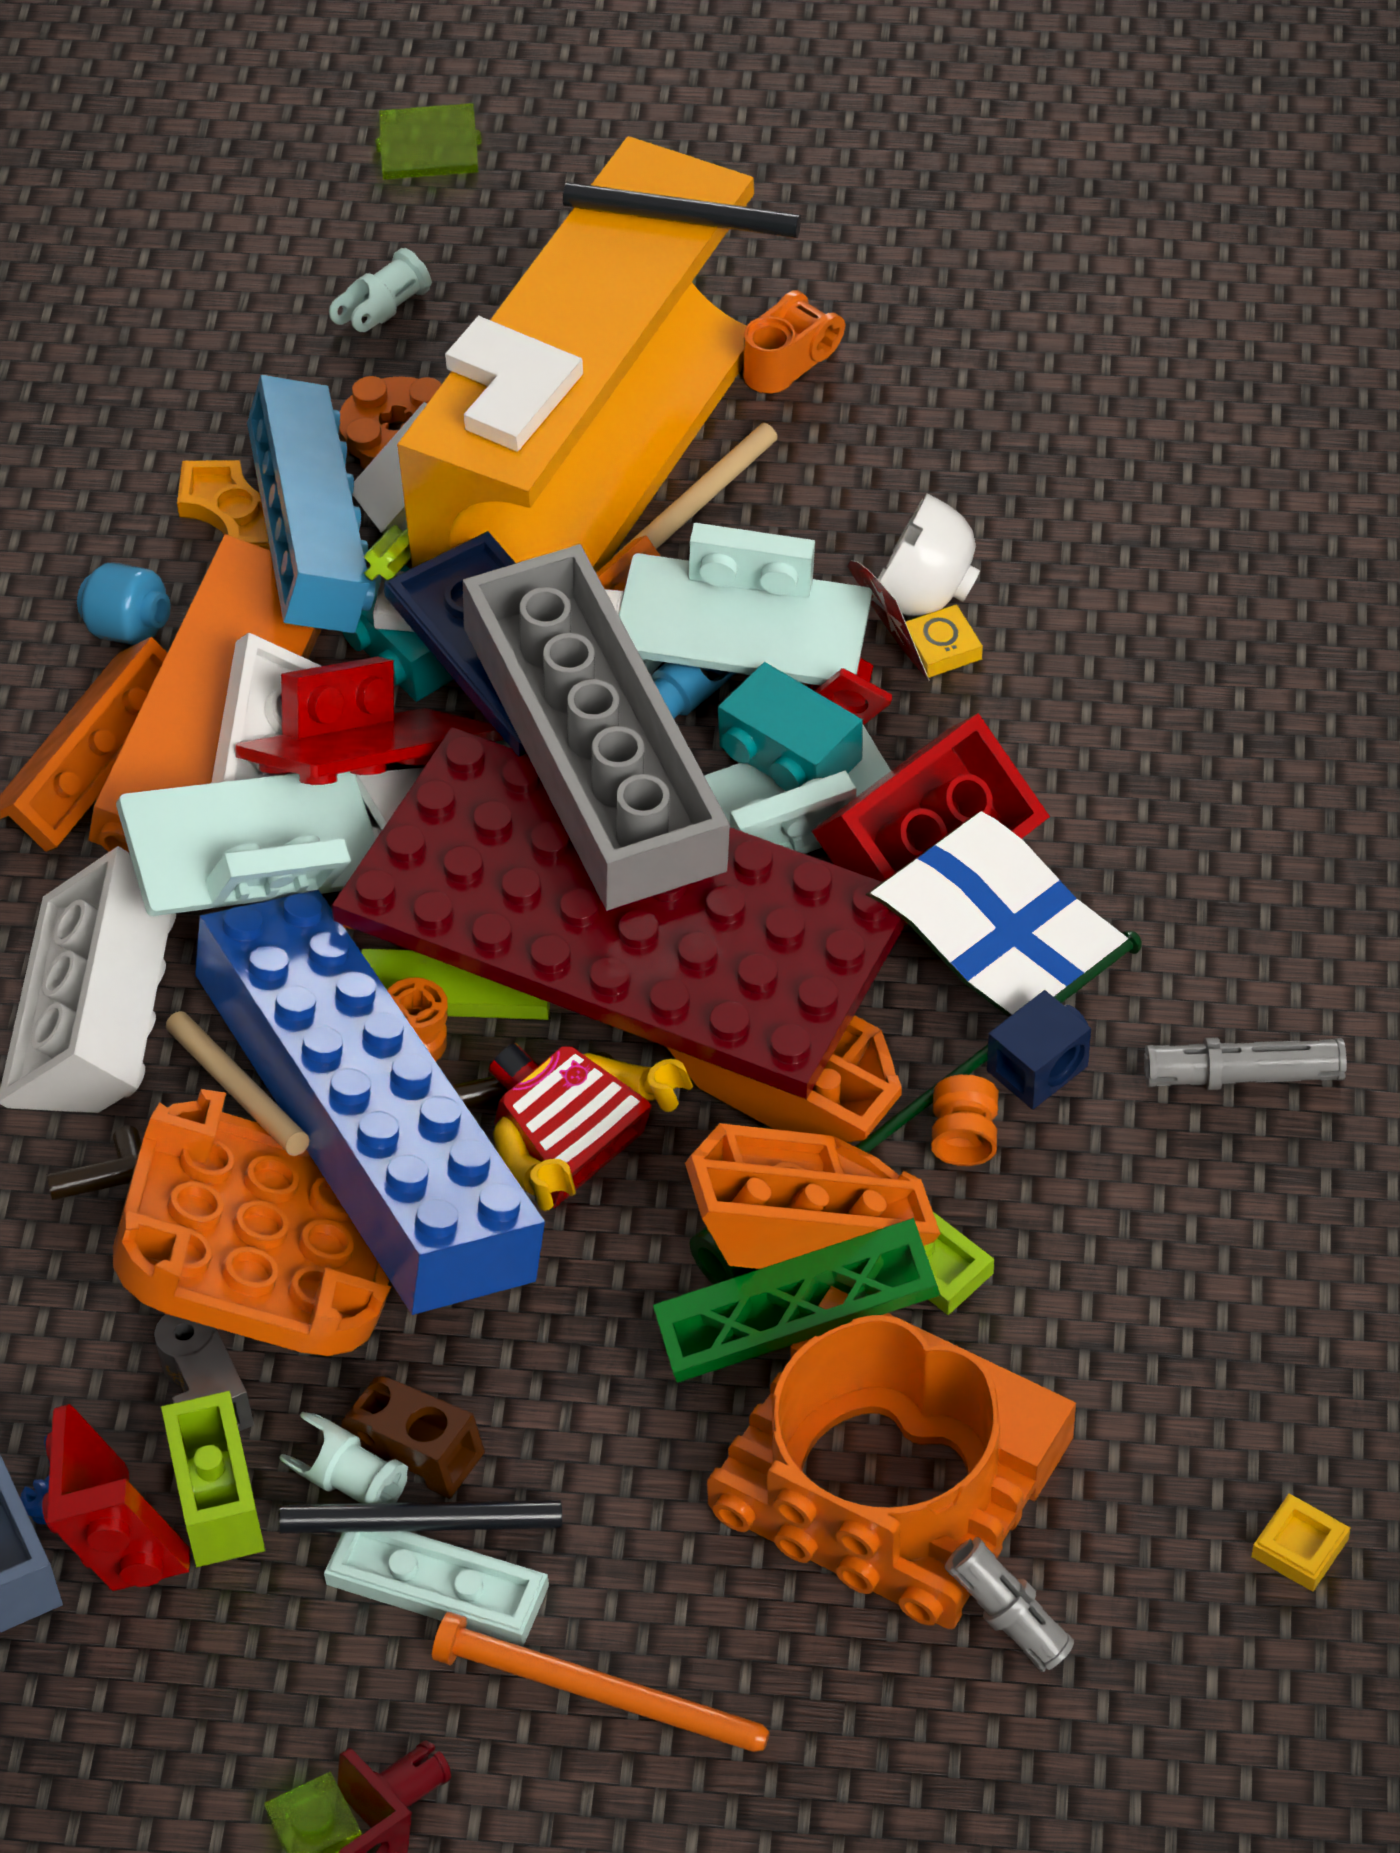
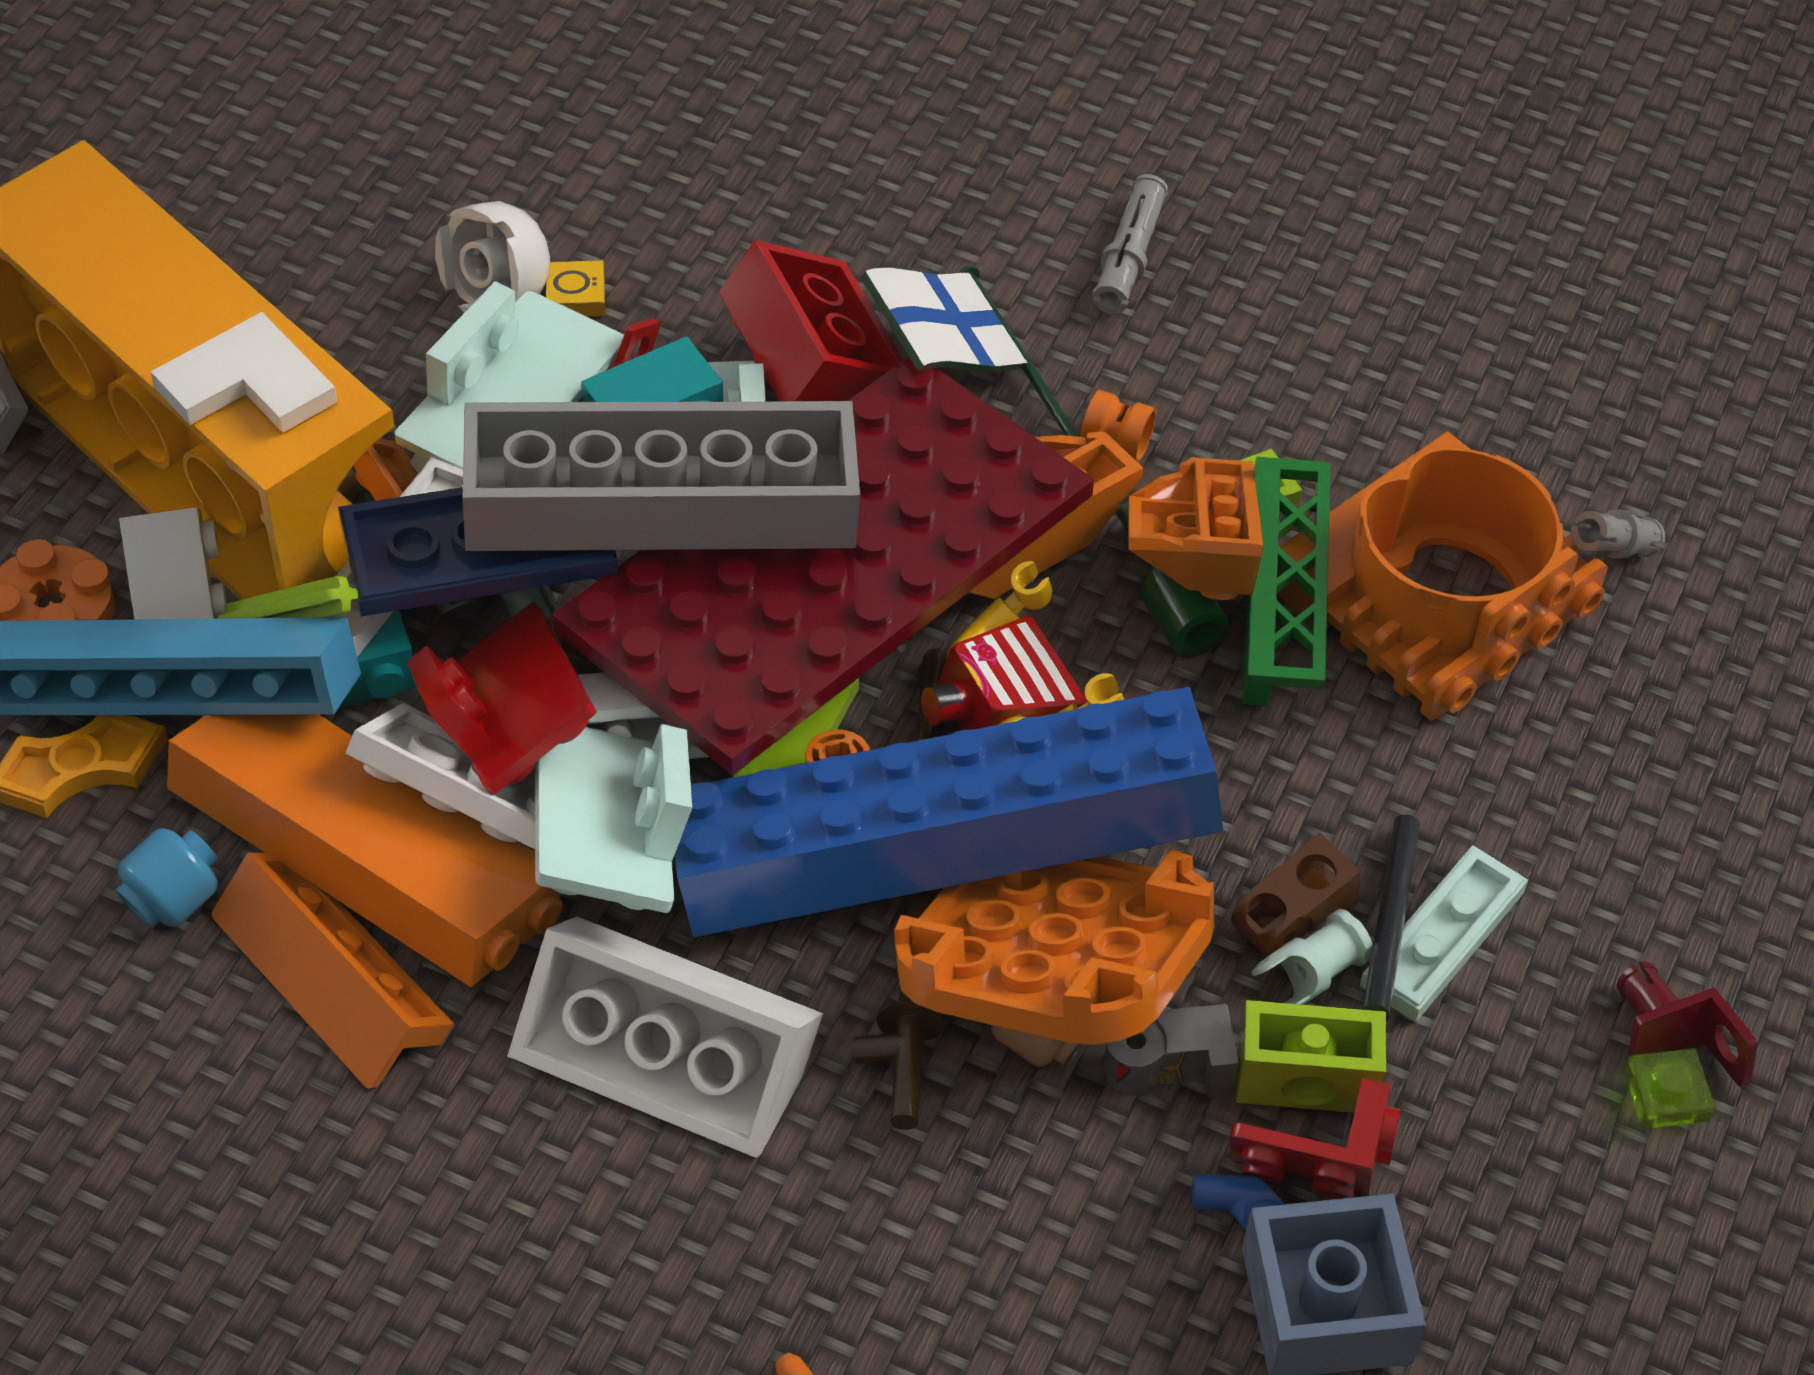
camera: 75 degrees left, 0 degrees up
(237, 1083) = (856, 925): tan bar -> none
(455, 1640) = (1518, 930): orange bar -> none
(682, 210) = (98, 196): black bar -> none
(888, 611) = (567, 283): red sticker -> none
(1039, 1049) = (1067, 355): dark blue brick -> none
(1300, 1542) = (1586, 364): yellow tile -> none

